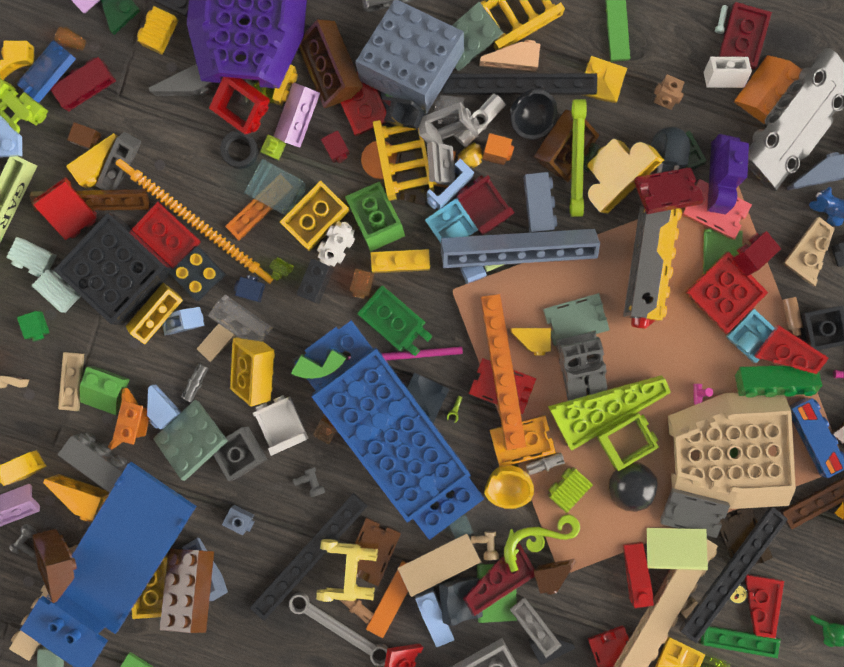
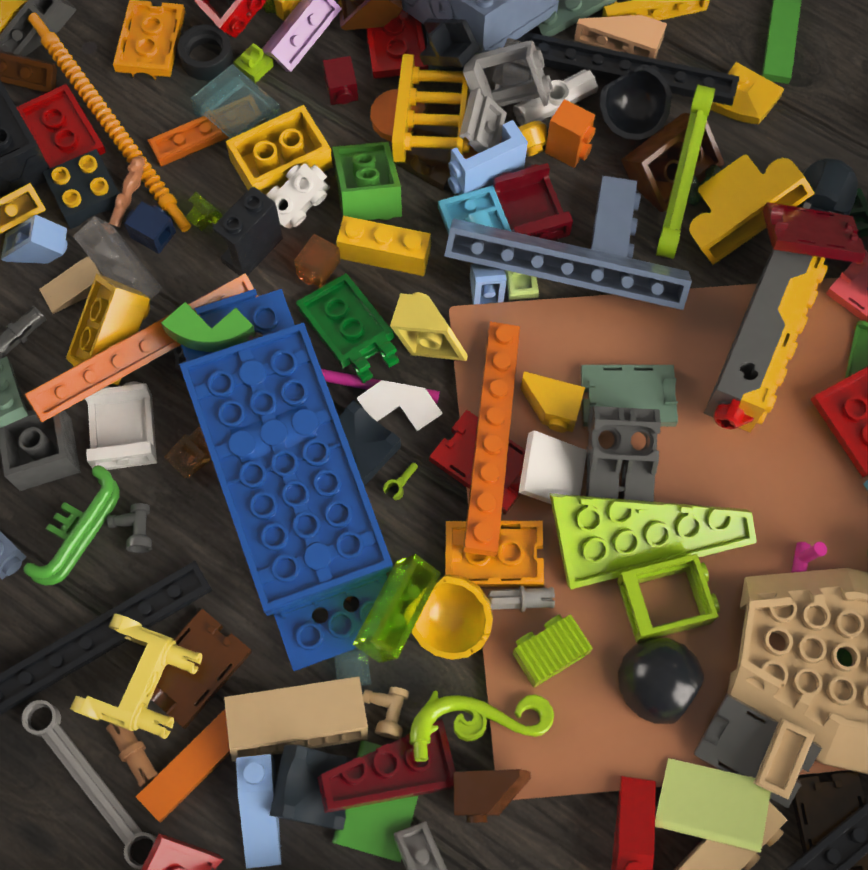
camera: 15 degrees right, 20 degrees down
(198, 149) = (151, 38): none -> light orange piece
(228, 261) = (130, 184): none -> nougat animal
(276, 382) = (117, 360): none -> orange plate
(279, 494) = (76, 531): none -> bright green piece
(432, 361) = (413, 400): none -> white tile
(444, 313) = (424, 329): none -> light yellow slope
(479, 495) = (397, 609): none -> clear neon green brick
(544, 384) = (551, 467): none -> white tile
(669, 92) = (838, 128): medium nougat brick -> none
(710, 517) = (784, 758): none -> tan tile

